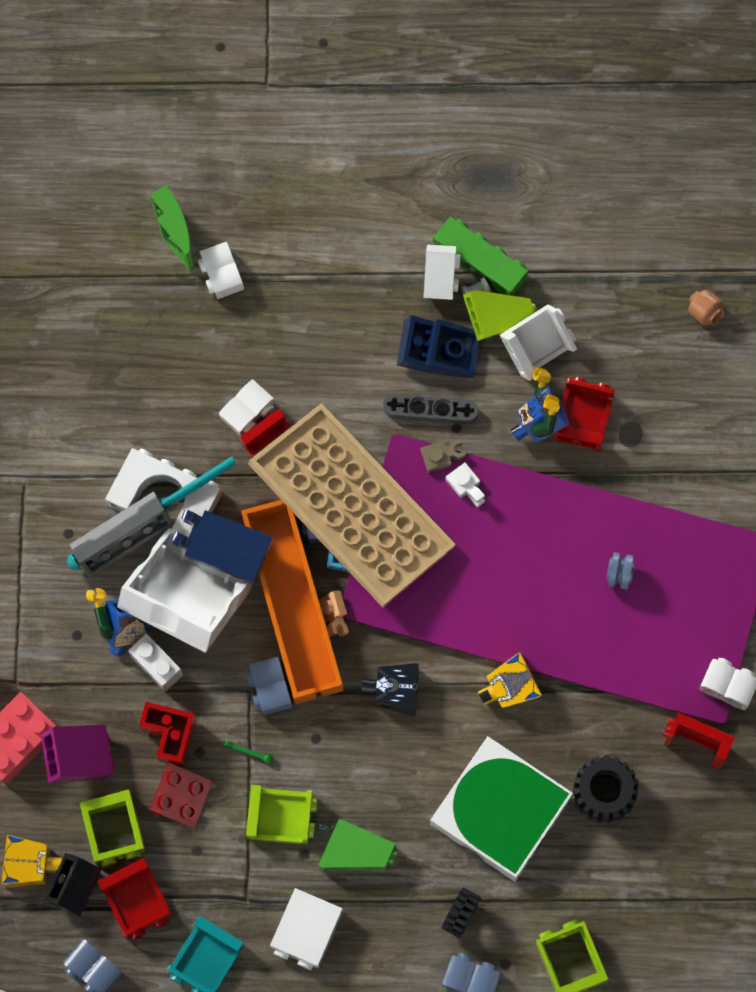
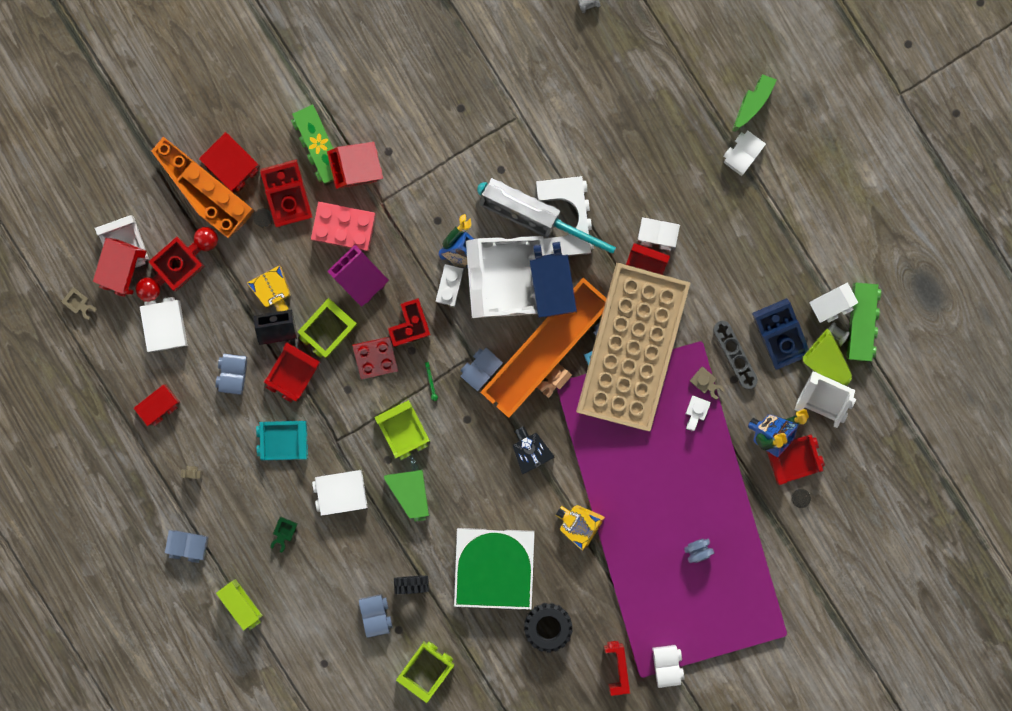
camera: 55 degrees right, 15 degrees up
(706, 307) = (922, 496): nougat head -> none

